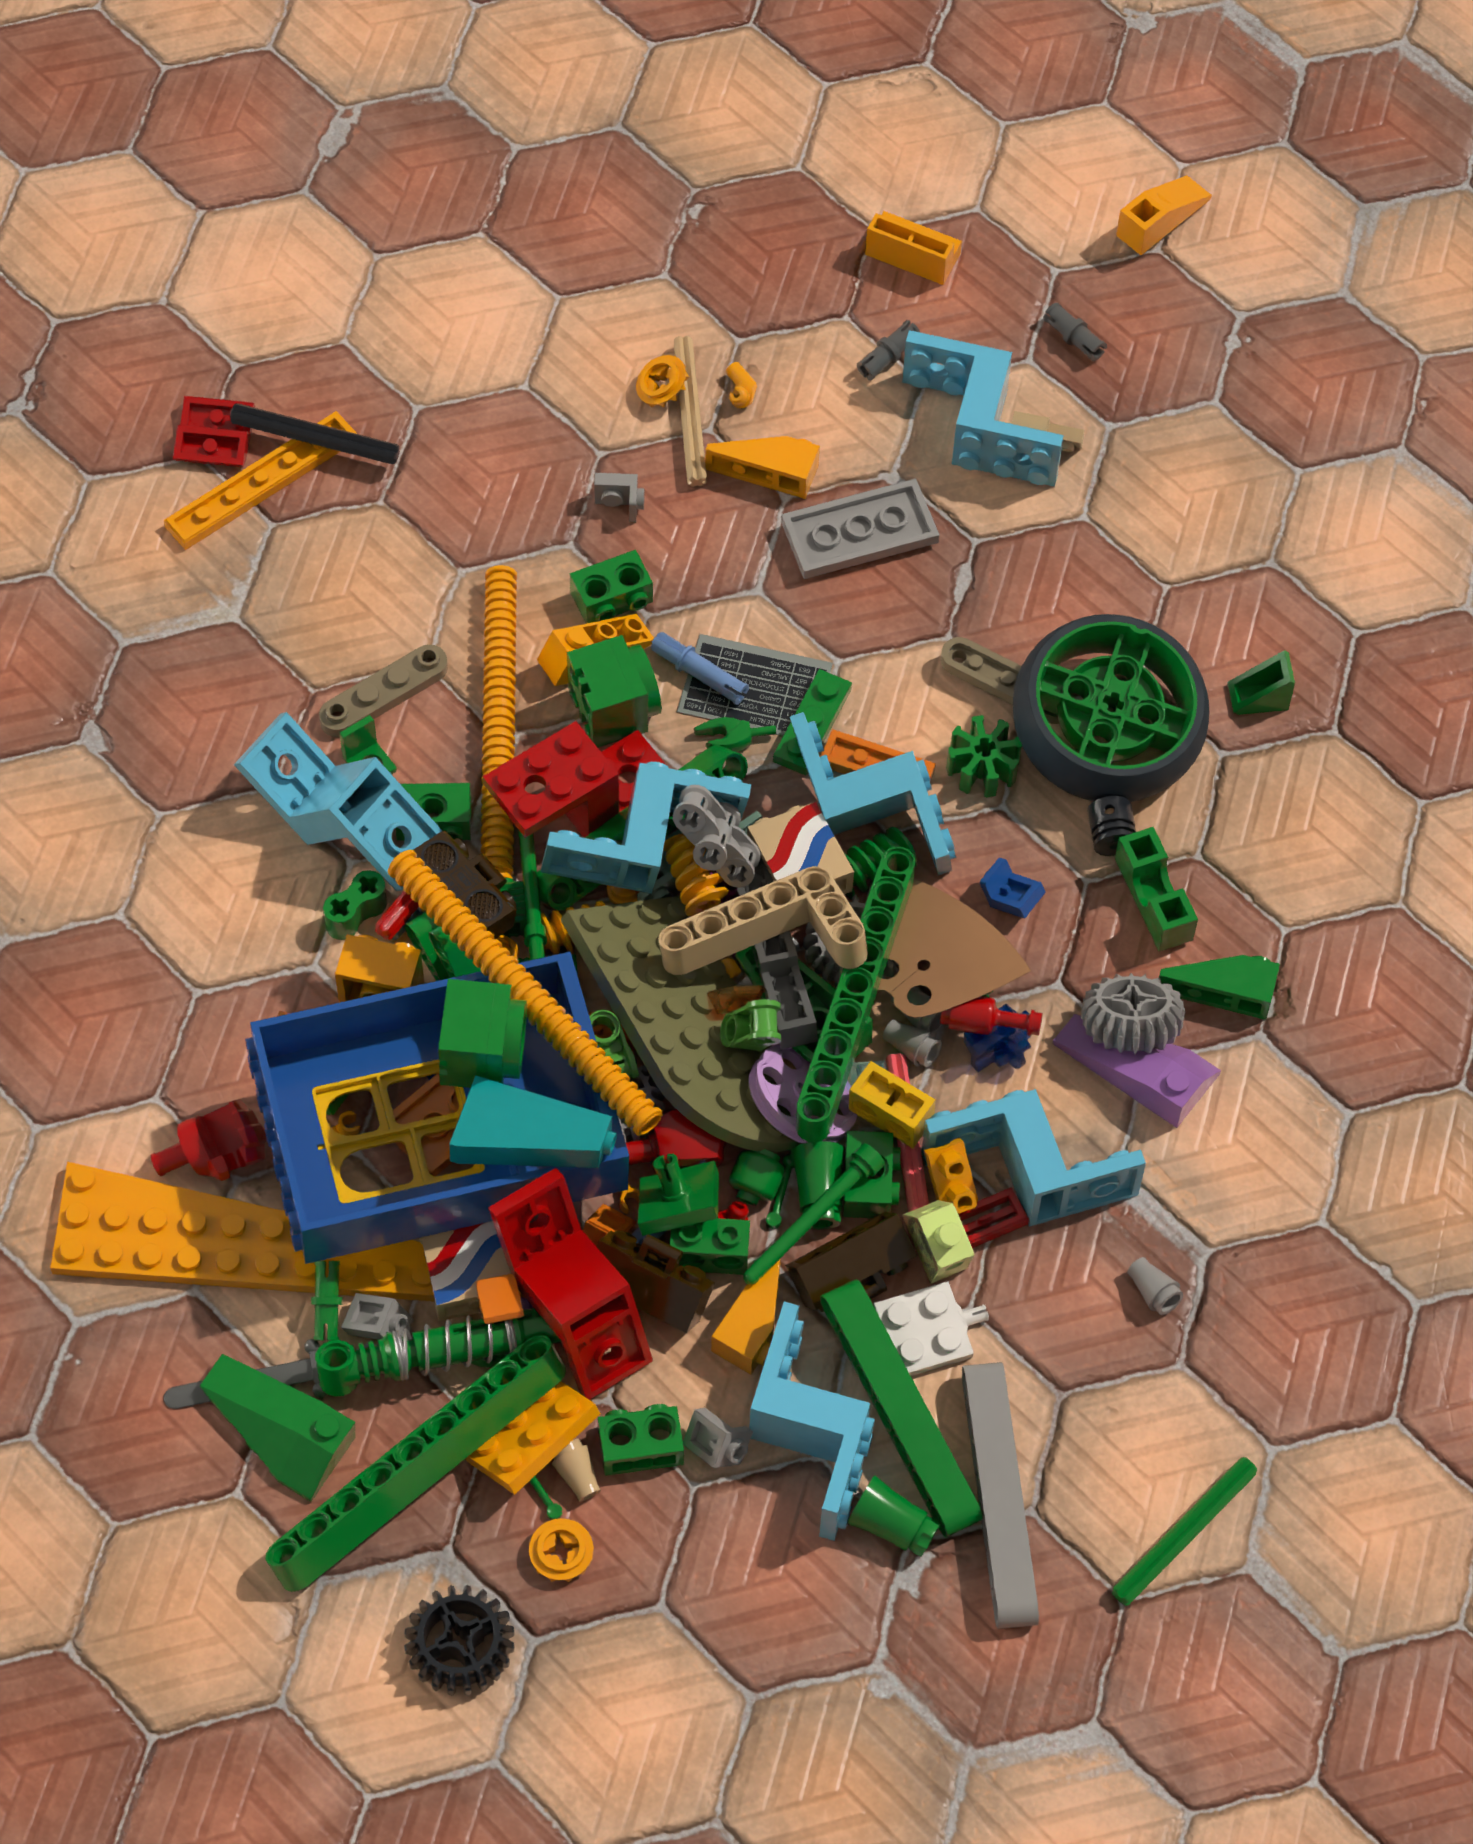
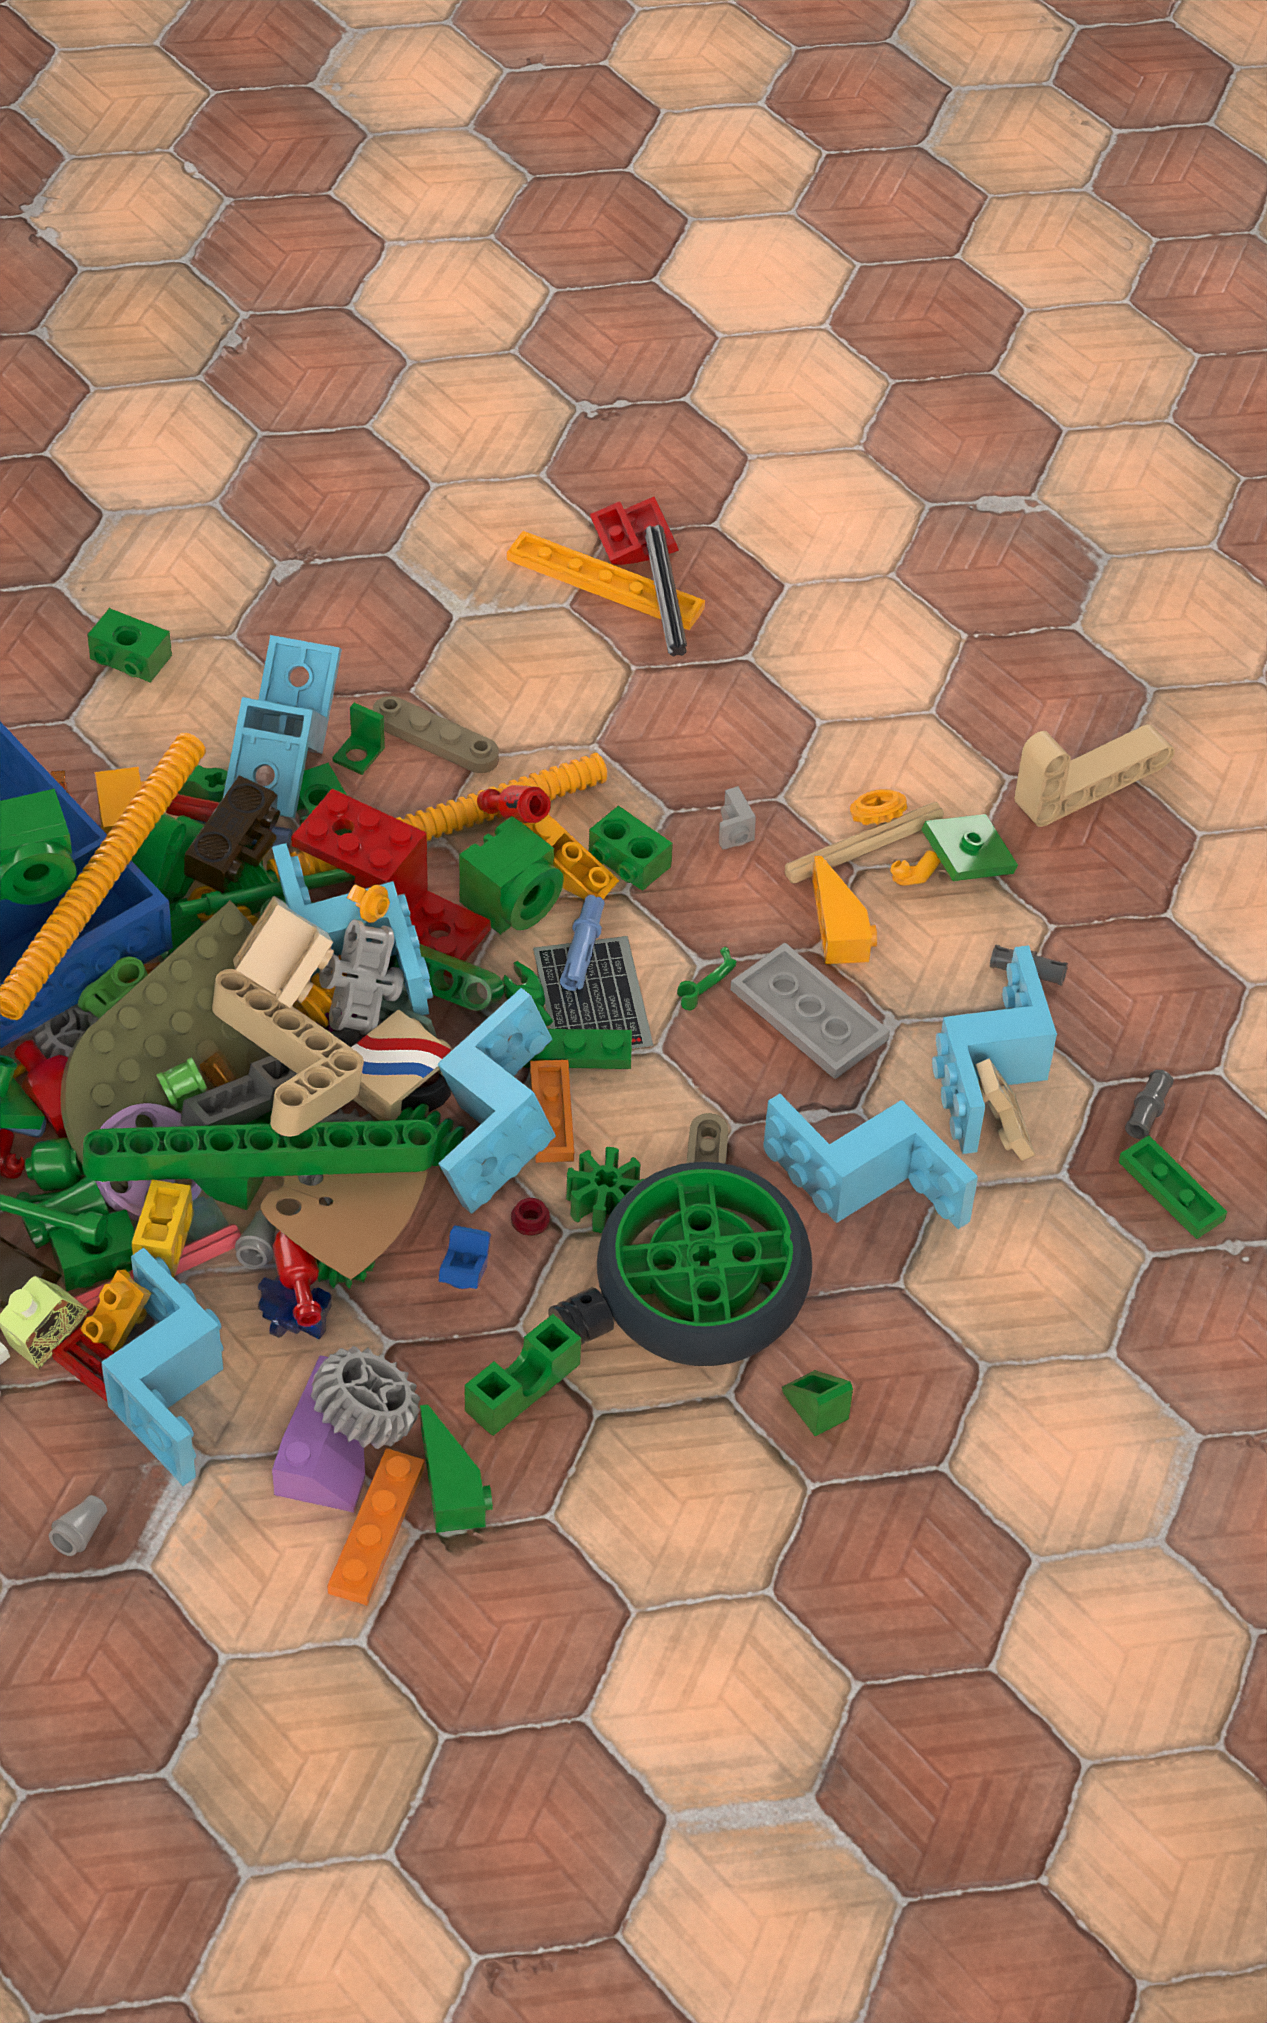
camera: 65 degrees right, 10 degrees down
(145, 885) = (129, 645): none -> green brick
(549, 644) = (524, 803): none -> red piece
(668, 785) = (372, 903): none -> light orange plate
(673, 882) = (284, 953): none -> tan bracket
(709, 219) = (1055, 787): none -> tan beam
(740, 335) = (969, 847): none -> green plate
(792, 605) = (691, 991): none -> green piece
(912, 247) = (1161, 942): light orange piece -> none
(985, 817) = (534, 1209): none -> dark red plate
(1053, 532) = (869, 1161): none -> medium azure bracket
(1165, 353) = (1172, 1187): none -> green plate
(1247, 1060) = (376, 1527): none -> orange plate

